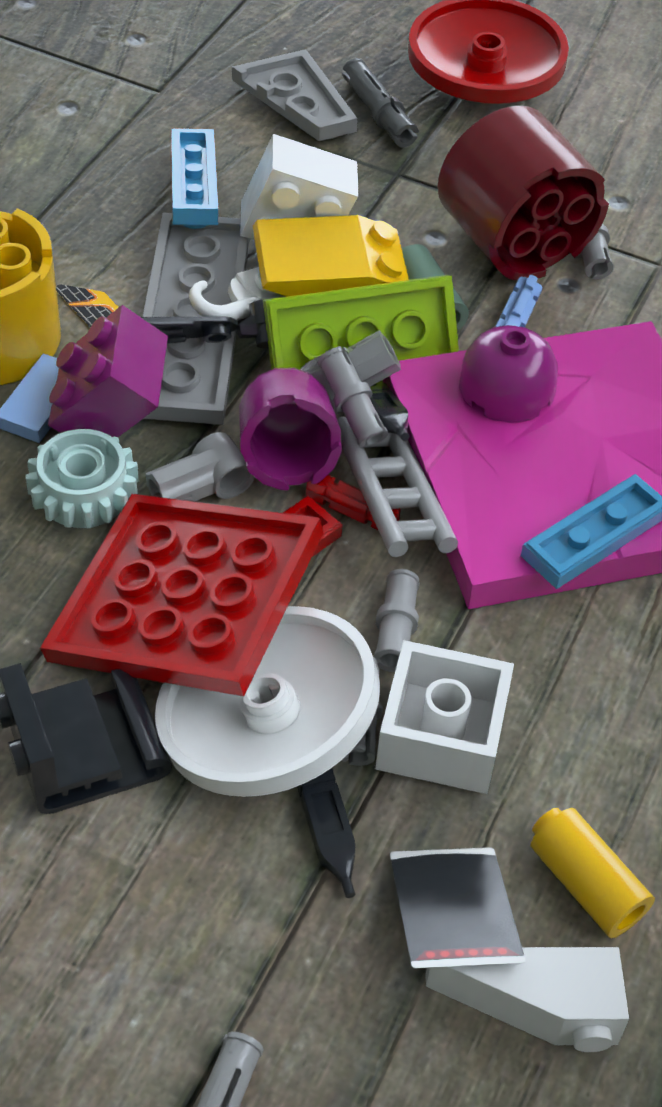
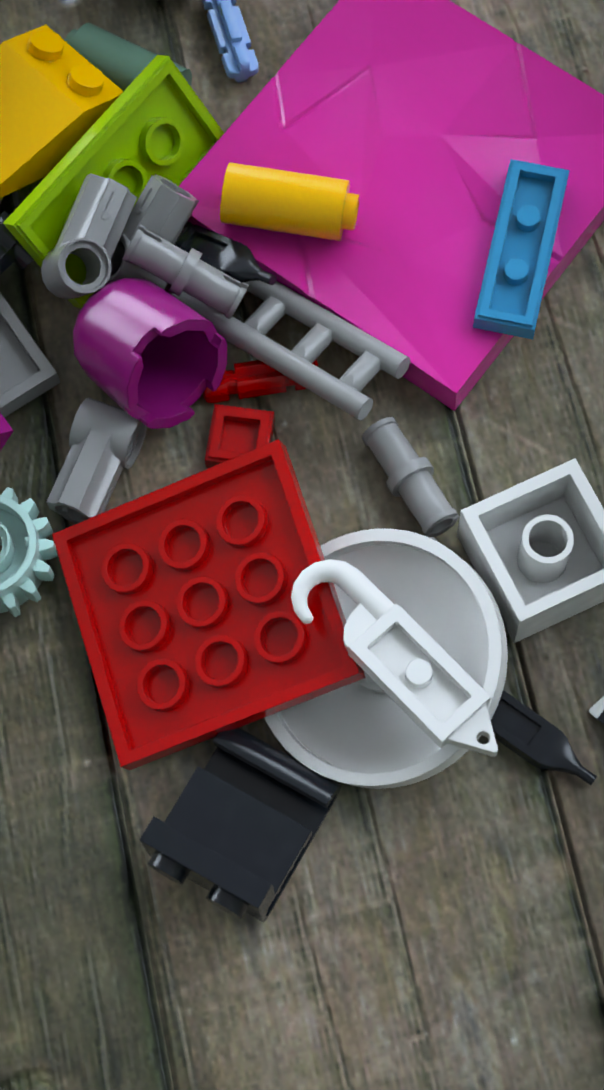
camera: 30 degrees left, 20 degrees up
(273, 692) = (404, 660): none -> white plate
(311, 337) = (91, 235): none -> light grey piece
(457, 402) = (288, 201): none -> yellow brick
(509, 373) = (306, 124): magenta cylinder -> none

